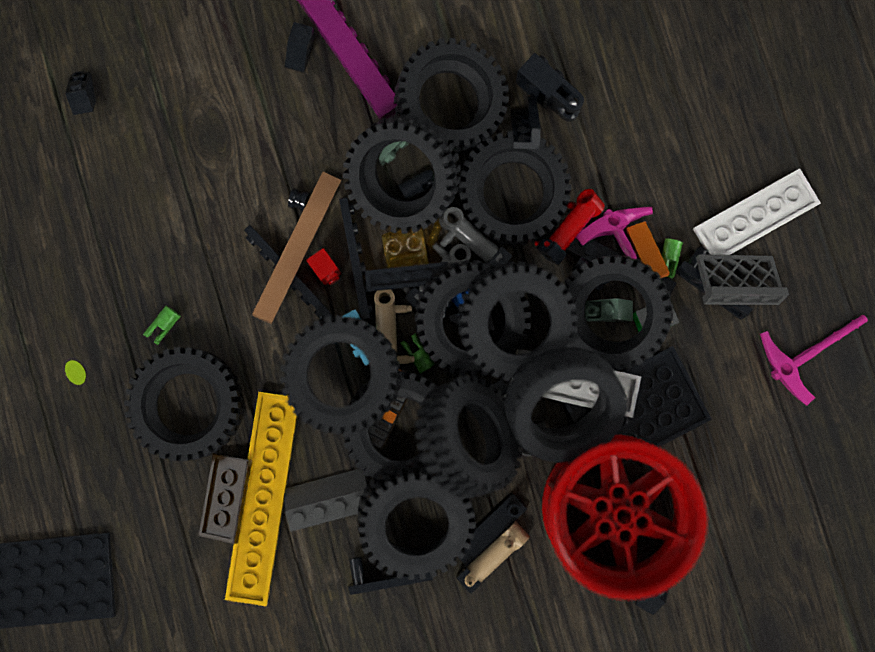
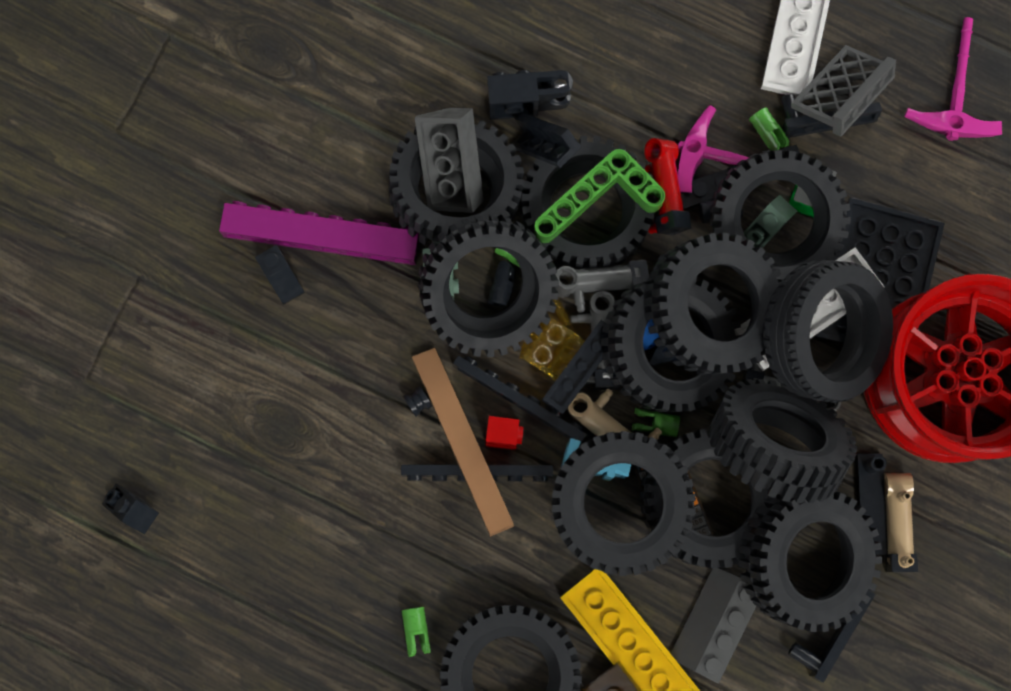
camera: 50 degrees left, 5 degrees down
(460, 79) = (450, 160): none -> dark grey slope
(522, 184) = (595, 191): none -> bright green beam
(646, 248) = (743, 141): orange tile -> none

